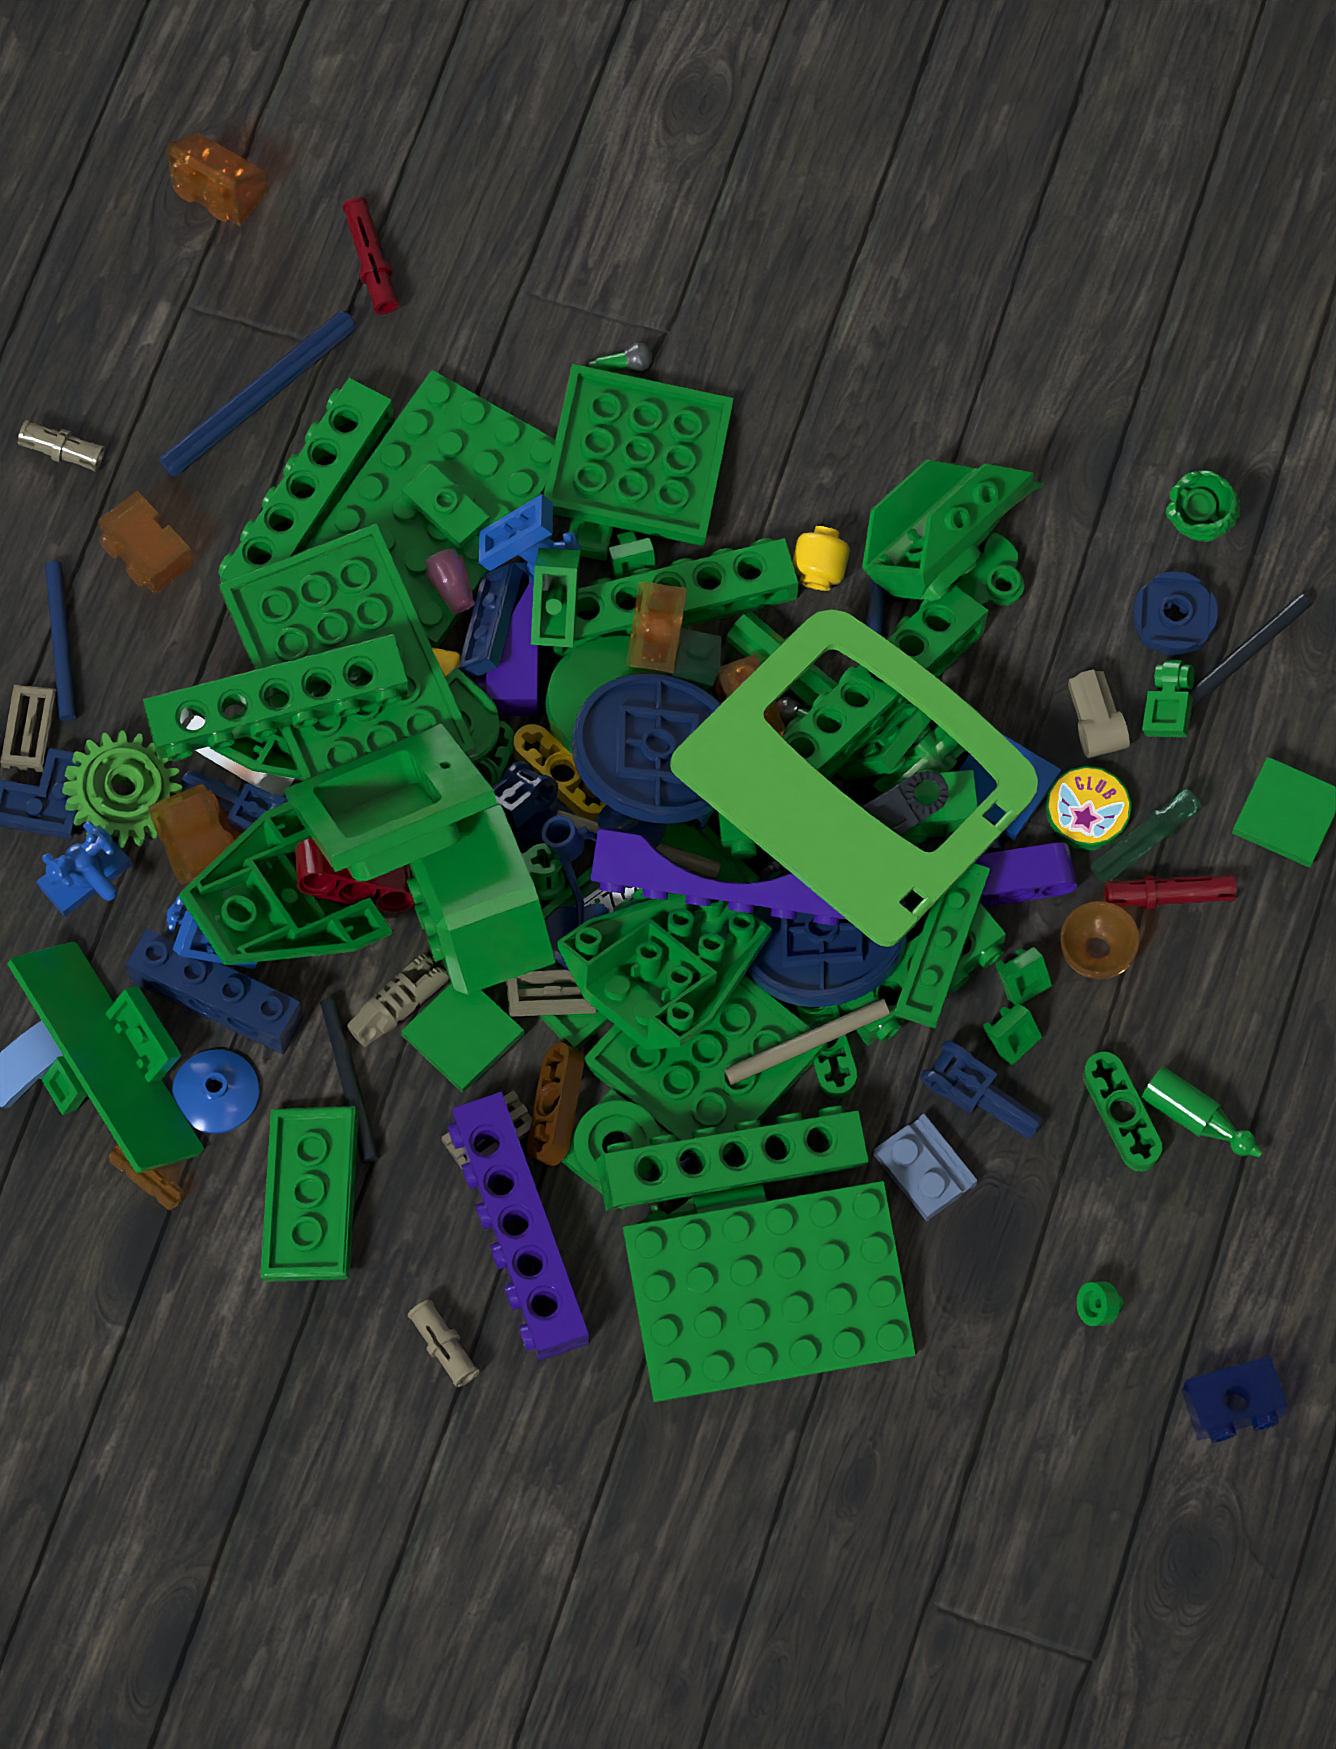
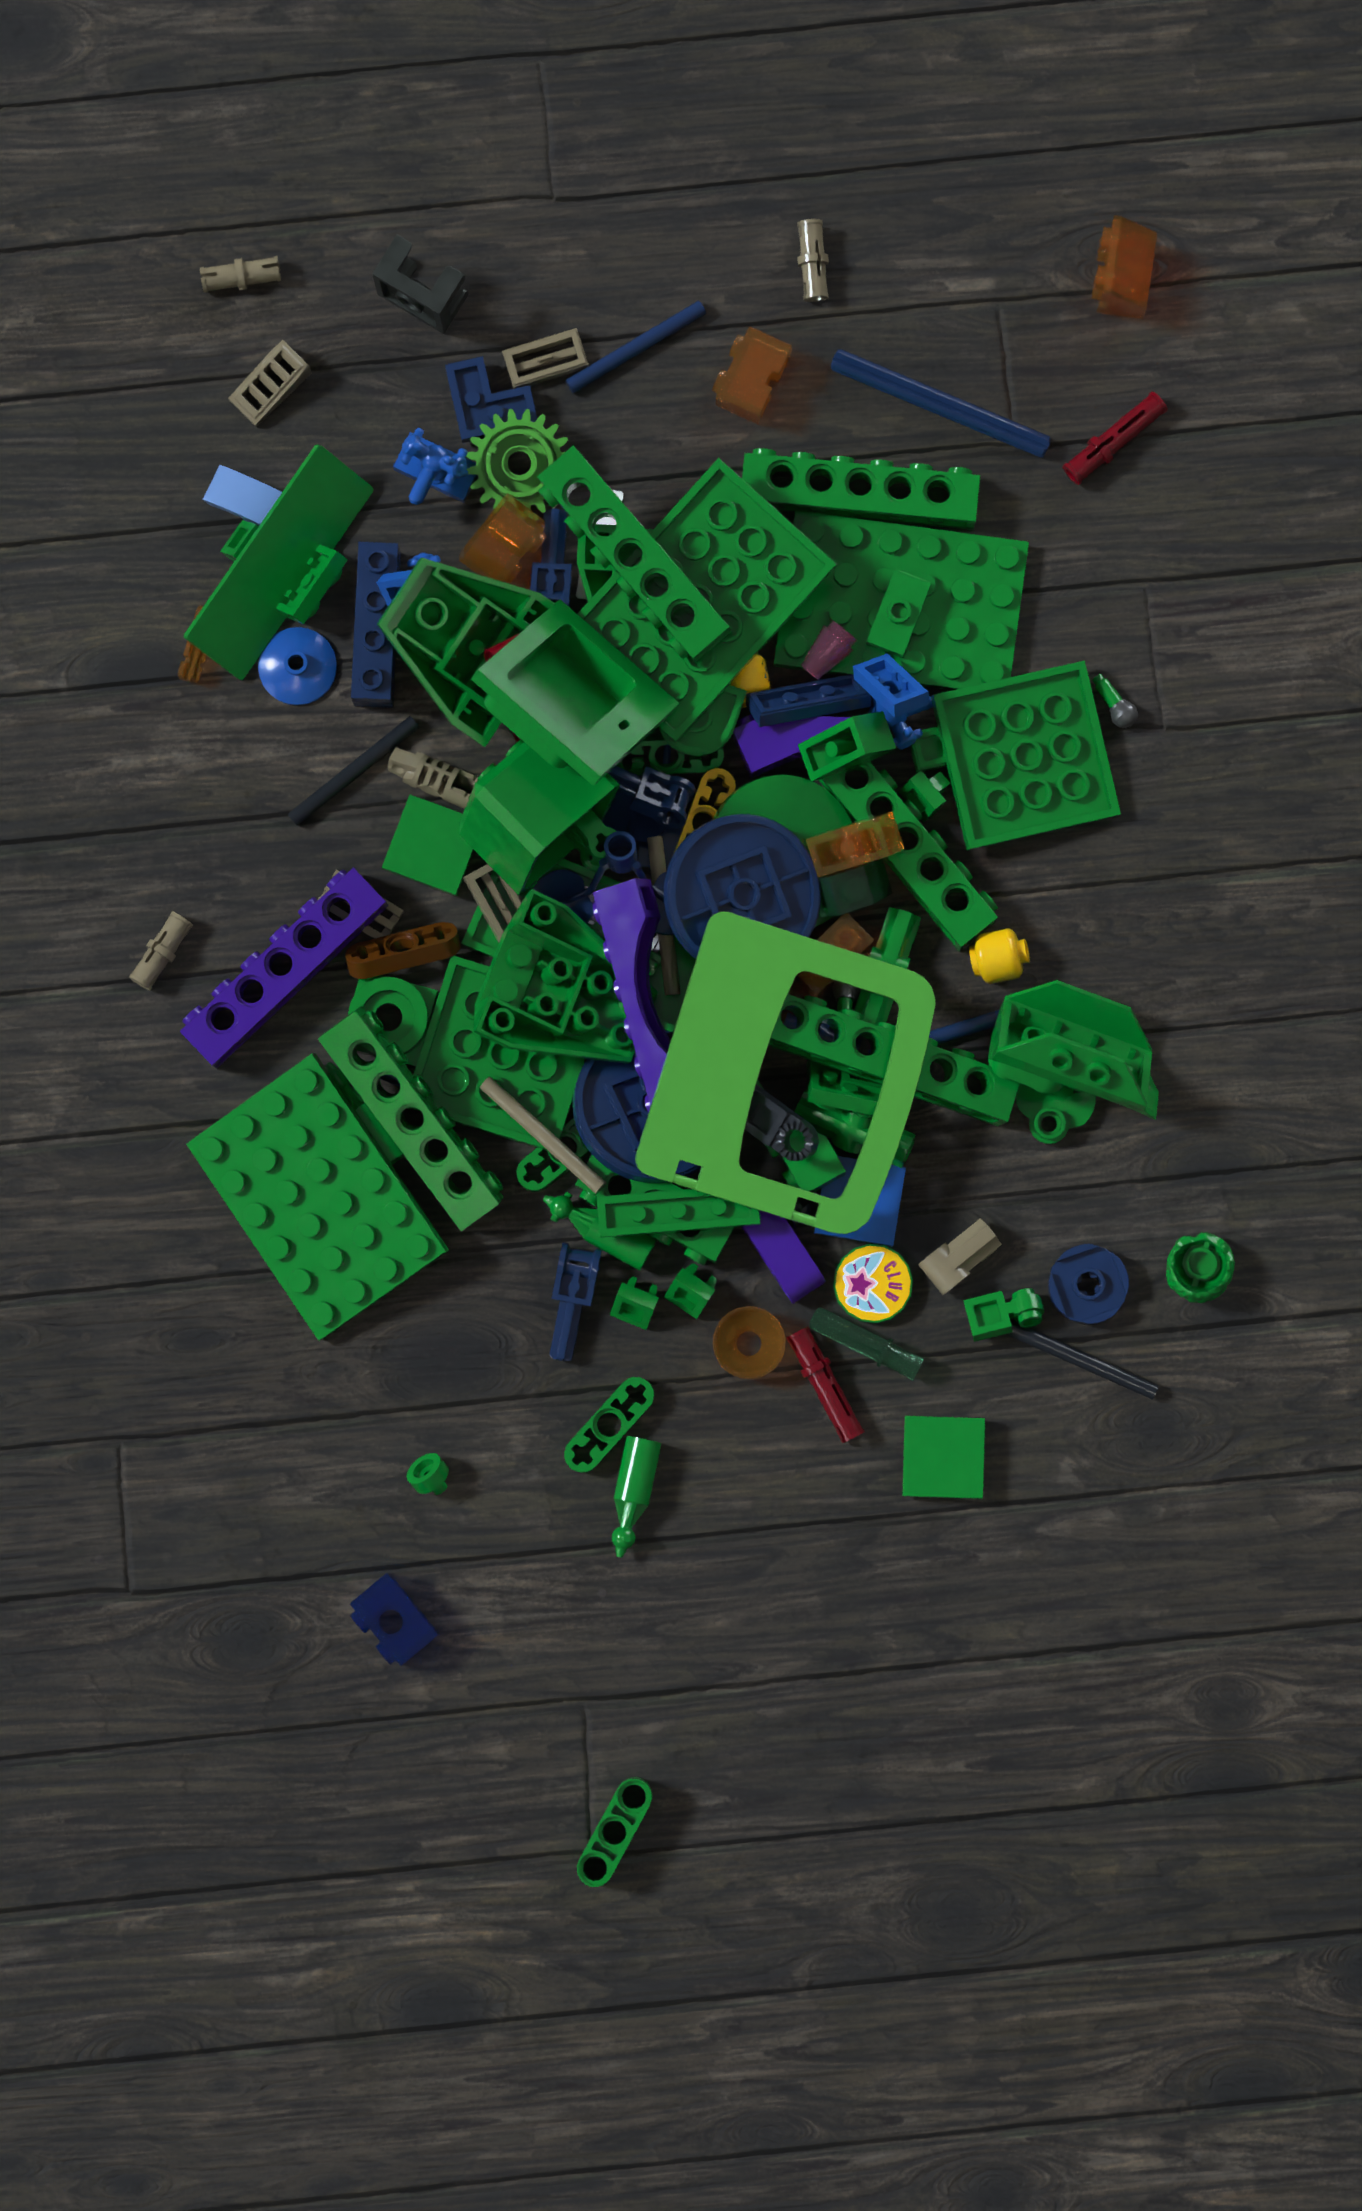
camera: 70 degrees right, 15 degrees up
(309, 1194) = (239, 784): green tile -> none
(920, 1040) = (630, 1249): none -> green wheel
(925, 1167) = (487, 1280): sand blue plate -> none

